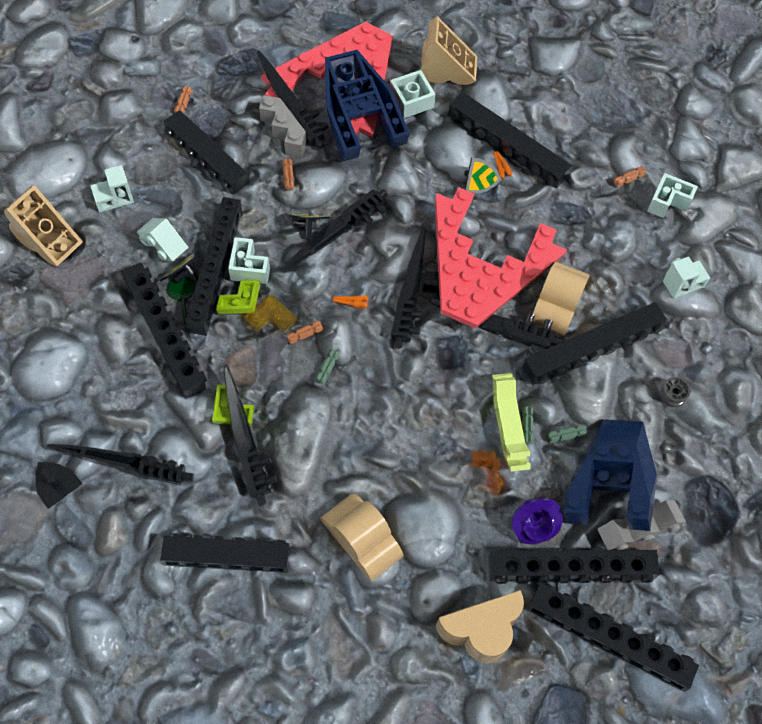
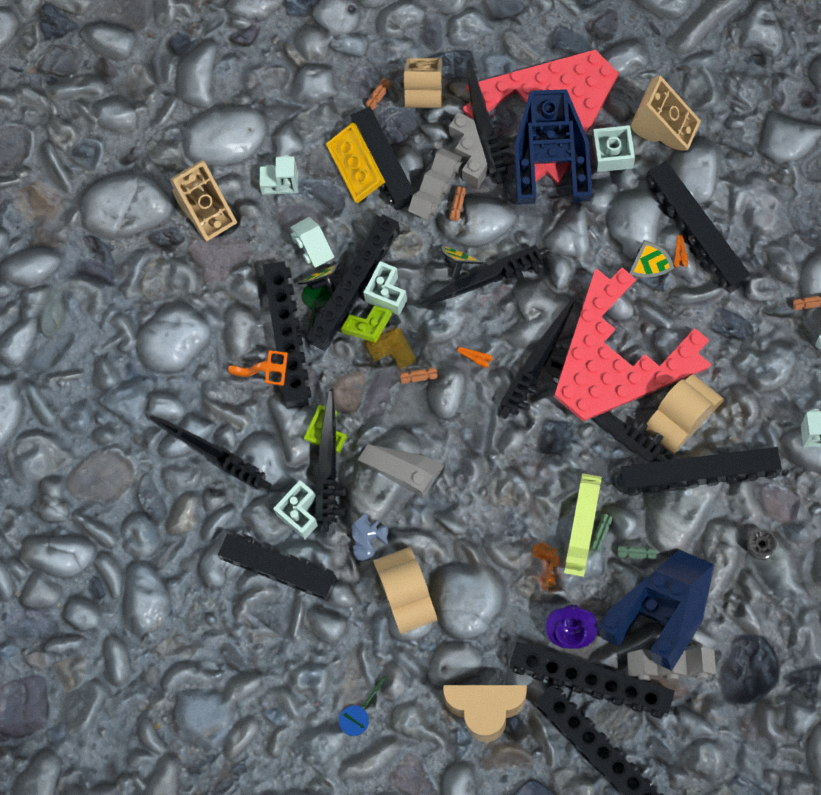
camera: 30 degrees right, 5 degrees up
(54, 482) = (147, 453): black shield -> none
(152, 362) = (265, 366): none -> orange piece
(181, 161) = (355, 162): none -> yellow tile
(224, 81) = (423, 83): none -> tan brick
(224, 491) = (293, 509): none -> light aqua brick
(263, 161) = (435, 184): none -> light grey brick
(303, 494) = (363, 534): none -> sand blue animal
(326, 422) = (404, 468): none -> light grey wedge
(327, 366) = (428, 416): sand green axle -> none
(355, 683) = (355, 719): none -> blue piece

